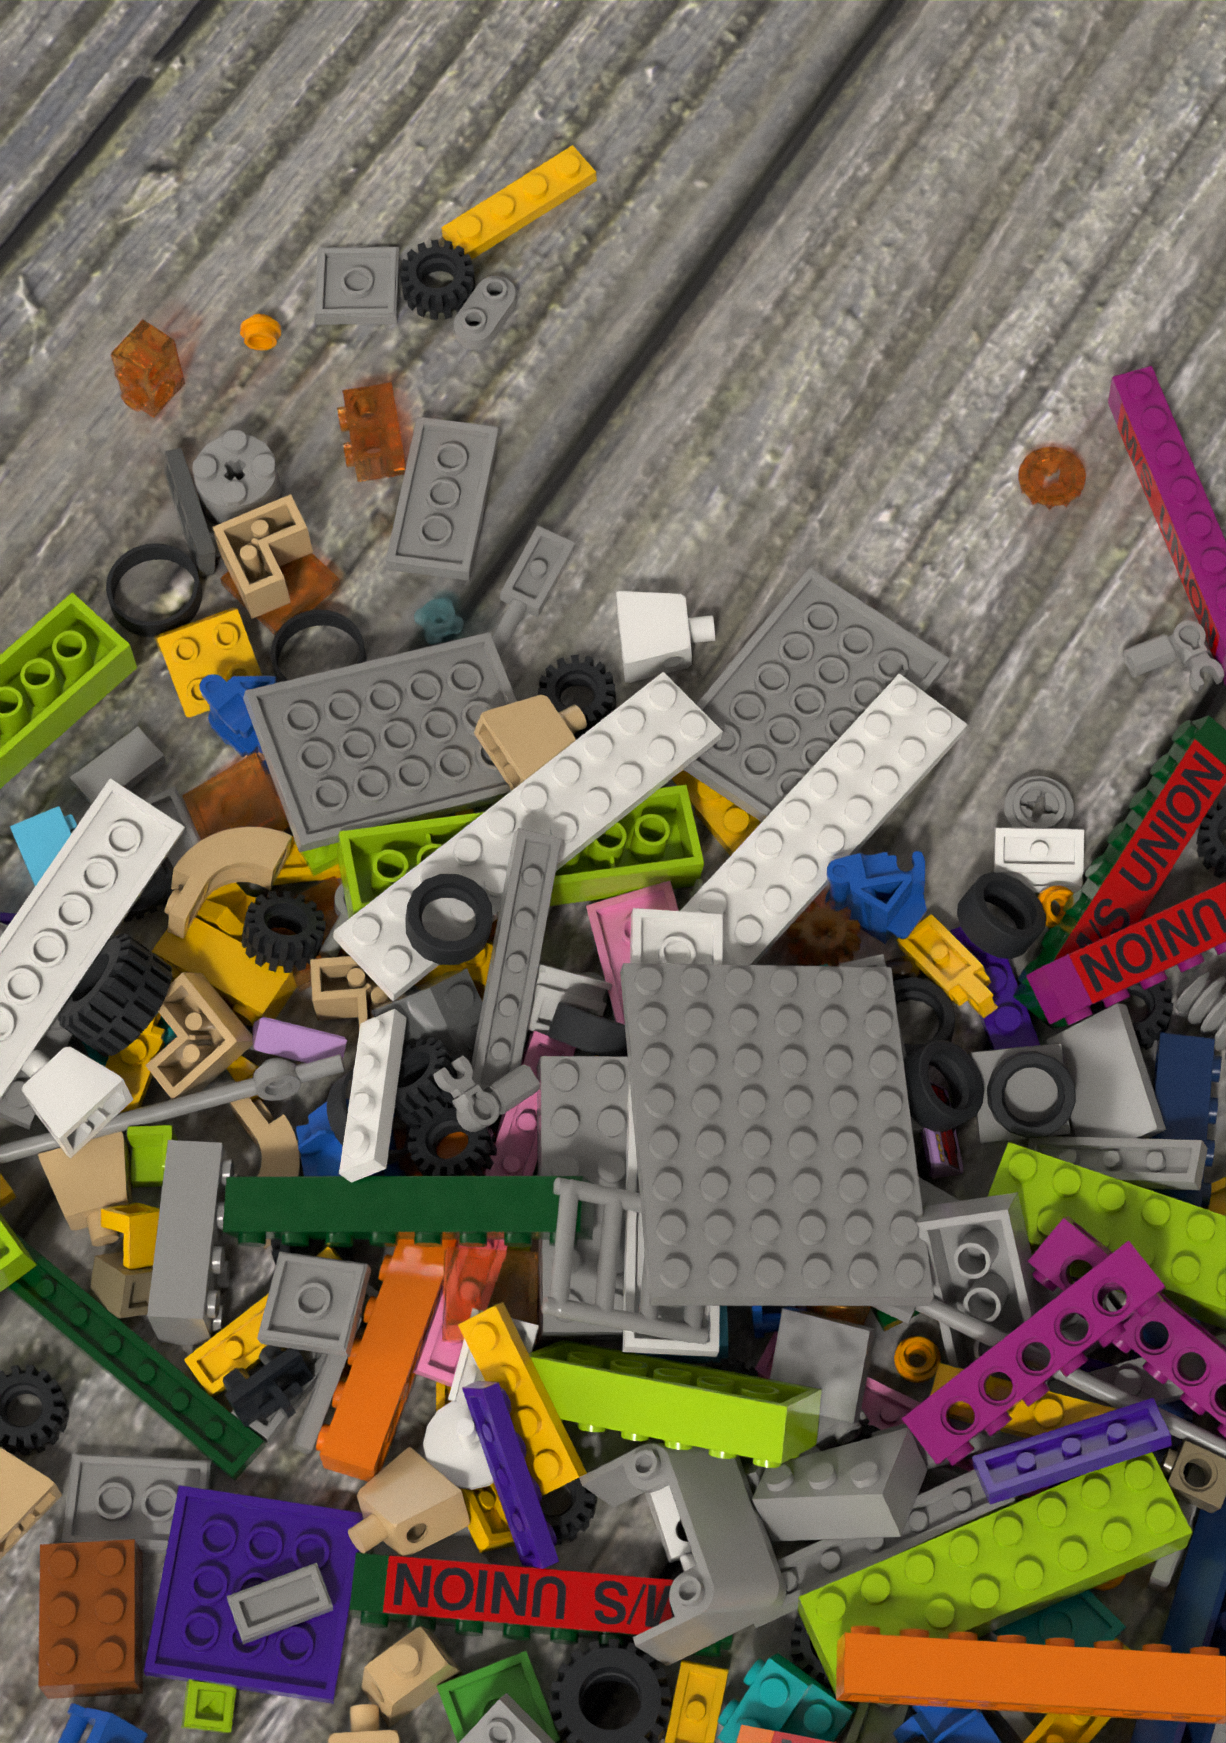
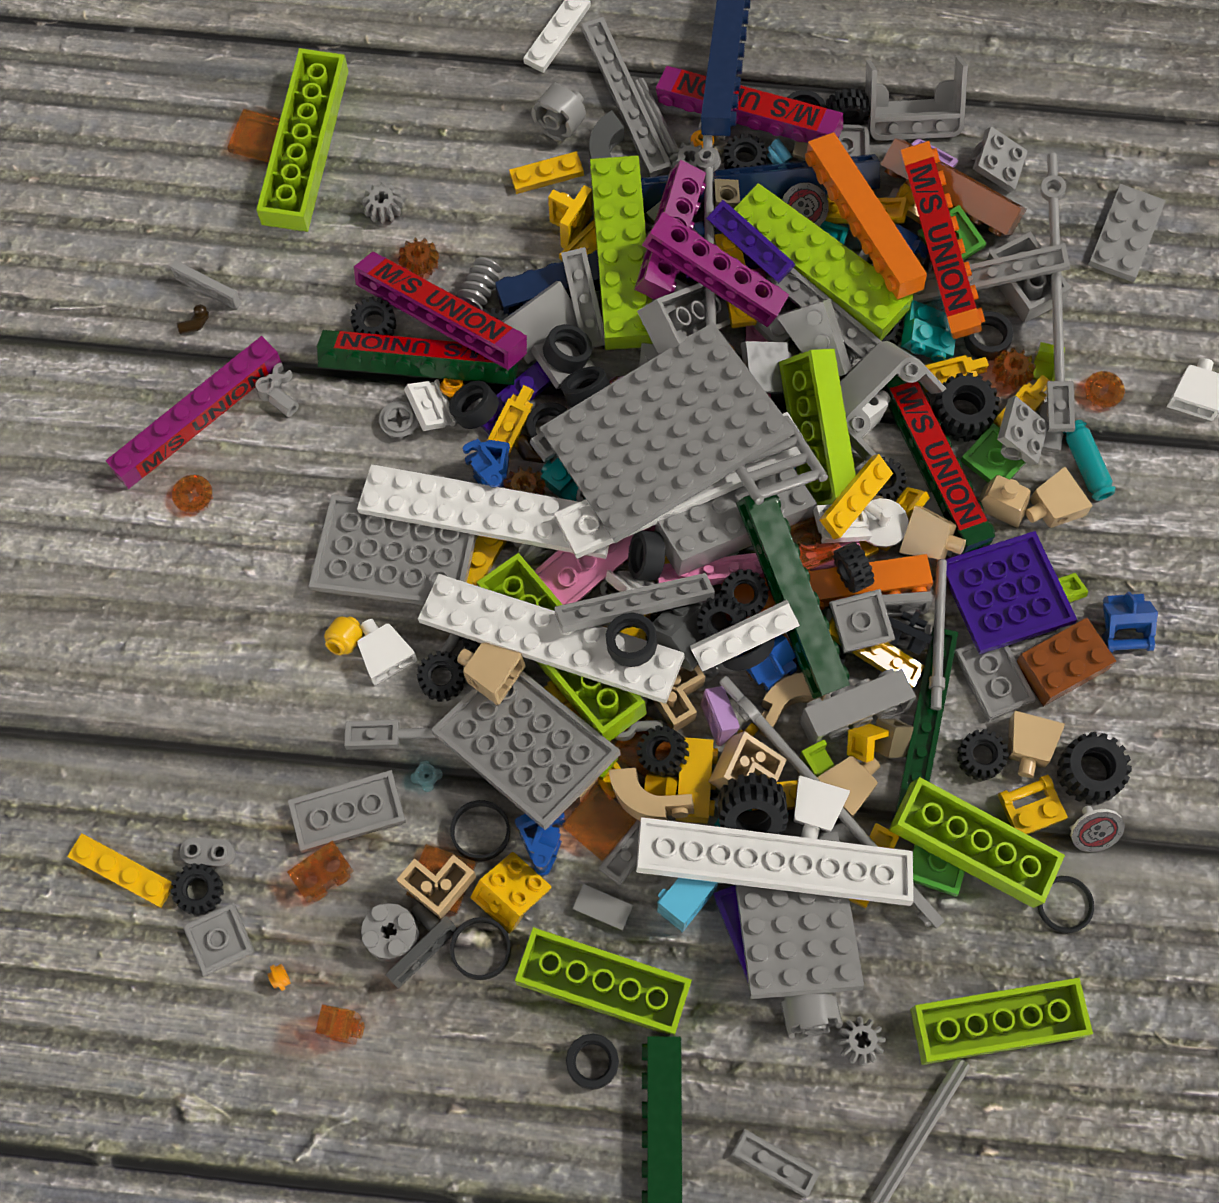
camera: 120 degrees left, 5 degrees up
(169, 1391) = (937, 681): none -> light grey bar
(279, 1603) = (1008, 573): light grey tile -> none
(399, 1320) = (853, 567): none -> black tyre
(482, 1107) = (724, 576): light grey bar -> none
(515, 1487) = (893, 486): dark purple plate -> none
(710, 589) = (343, 635): none -> yellow head
(1130, 1612) = (808, 201): none -> shield

